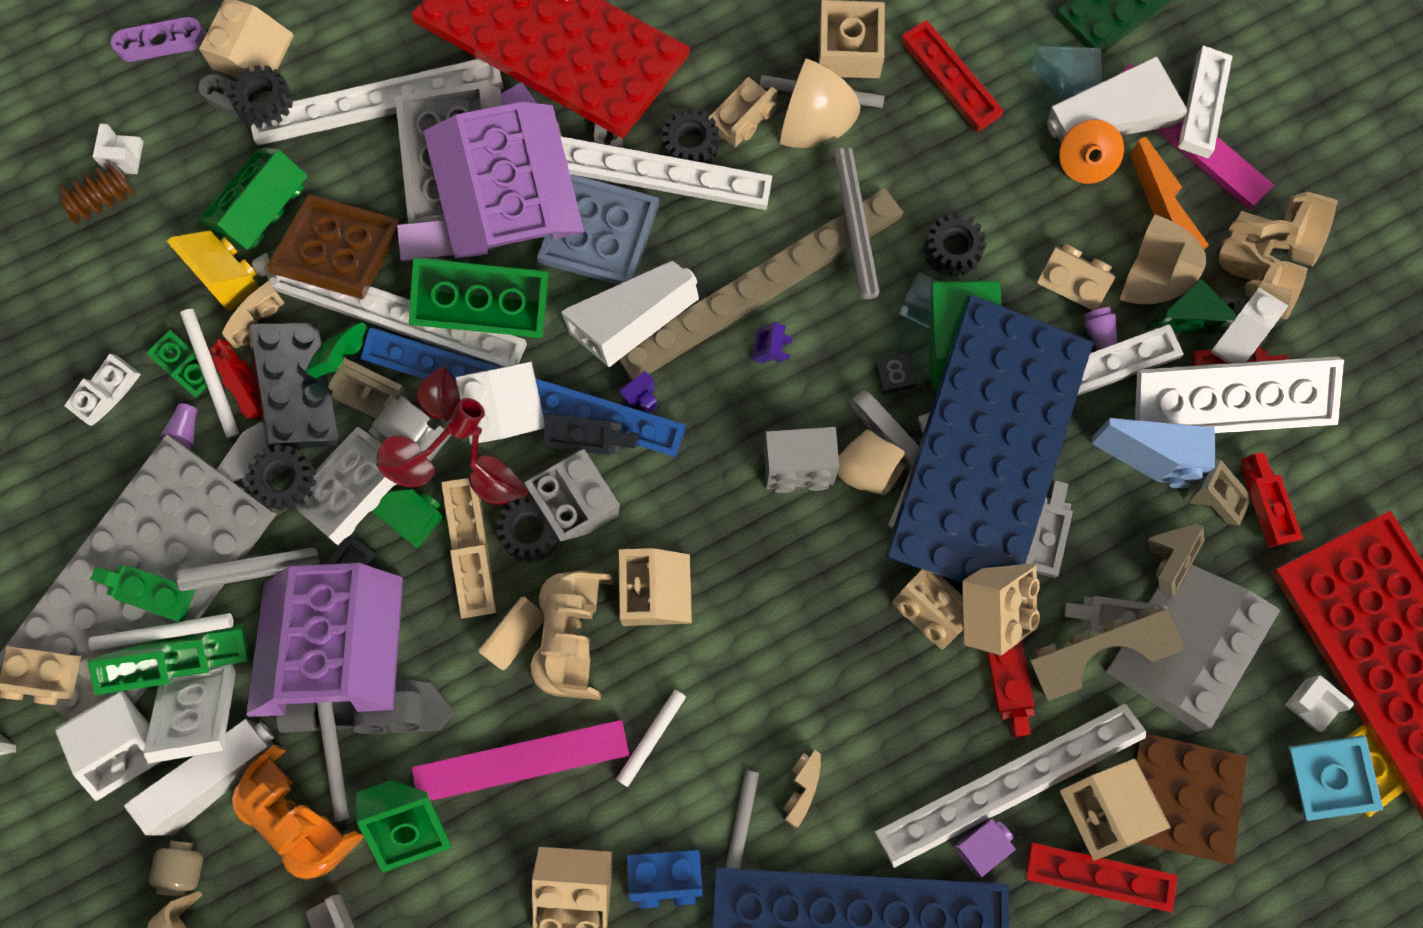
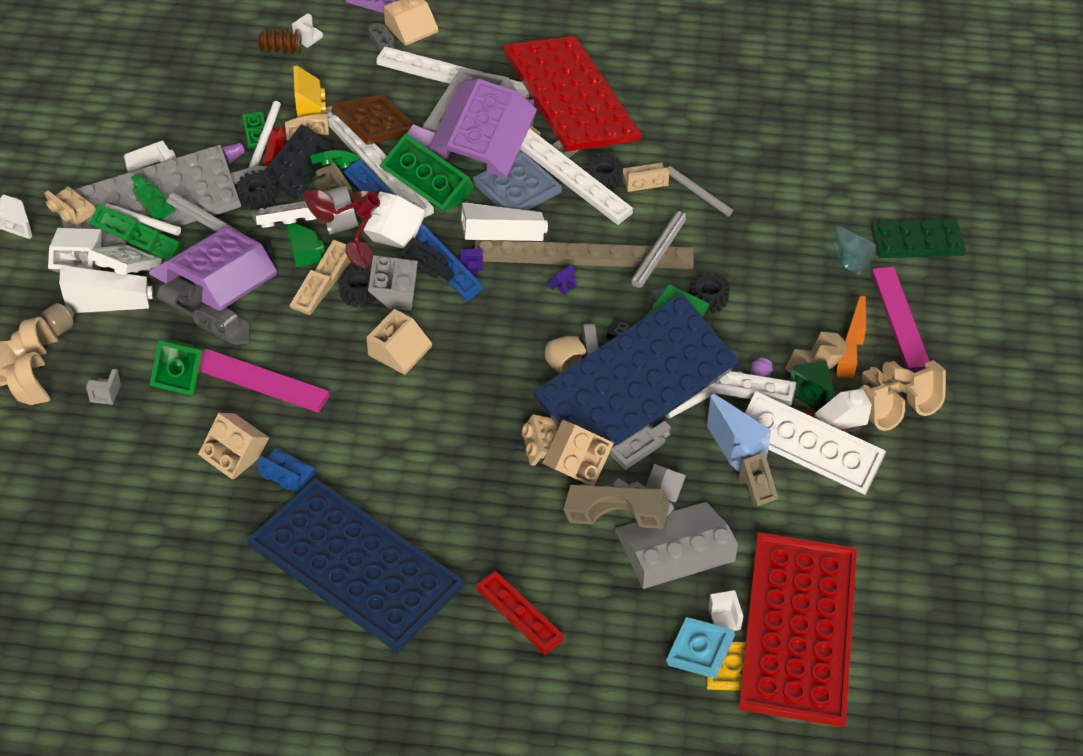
camera: 35 degrees right, 25 degrees down
(71, 506) = (147, 156): none -> white bracket
(101, 393) = (201, 122): white slope -> none
(254, 198) = (354, 82): green slope -> none
(257, 82) = (395, 40): black tyre -> none
(304, 839) = (124, 322): orange piece -> none
(333, 761) = (173, 317): light grey bar -> none
(512, 633) = (308, 323): tan slope -> none
(563, 659) = (333, 326): tan piece -> none
(651, 738) = (335, 410): white bar -> none
(742, 820) = (354, 471): light grey bar -> none
(801, 459) = (527, 328): light grey brick -> none
(807, 778) = (401, 471): tan slope -> none
(818, 107) = (685, 190): tan brick -> none
(852, 38) = (733, 171): tan brick -> none
(952, 76) = (779, 219): red plate -> none
(985, 846) = (467, 557): medium lavender brick -> none
(1009, 785) = (510, 540): white plate -> none
(1012, 688) = (552, 501): red hinge -> none
(1076, 277) = (766, 342): tan bracket -> none
(1083, 139) = (839, 290): orange dish -> none
(1114, 809) = (552, 576): tan slope -> none
(1118, 568) = (666, 480): none -> light grey panel
(1130, 102) = (862, 276): white slope -> none
(1179, 551) = (703, 493): dark tan slope -> none
(1198, 795) = (604, 611): reddish brown plate -> none
(1205, 102) = (920, 303): white plate -> none
(1270, 501) = (786, 506): red hinge -> none

